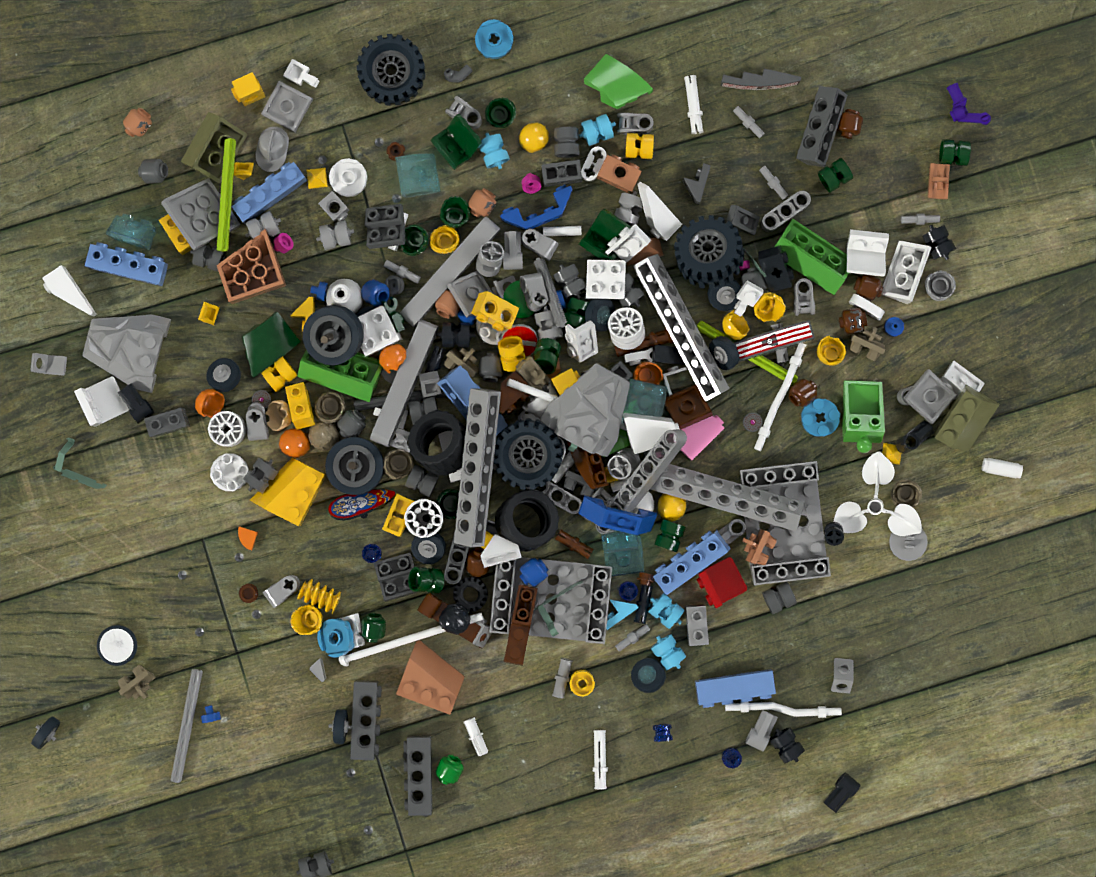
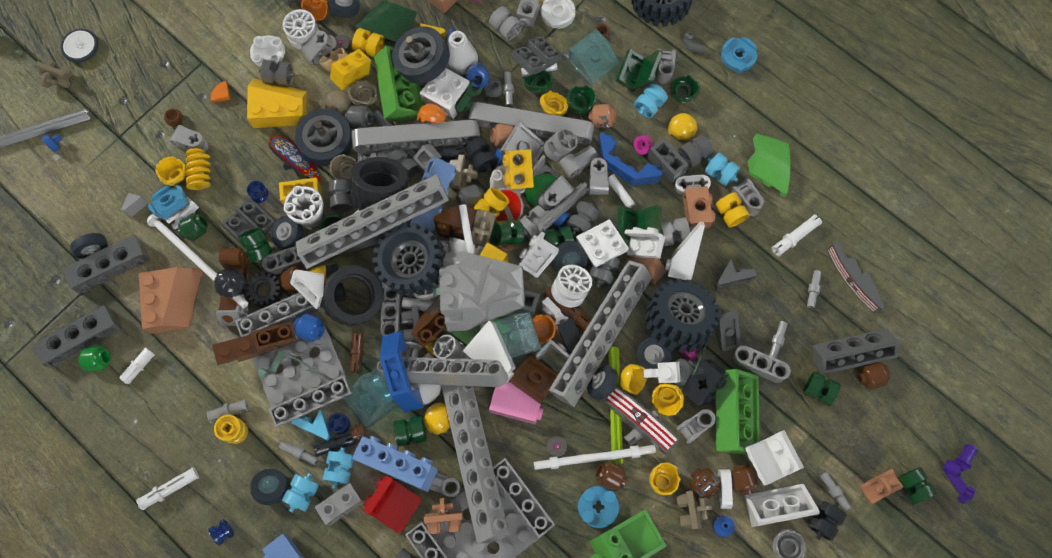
camera: 60 degrees right, 15 degrees down
(294, 443) = (318, 85): orange hair -> none

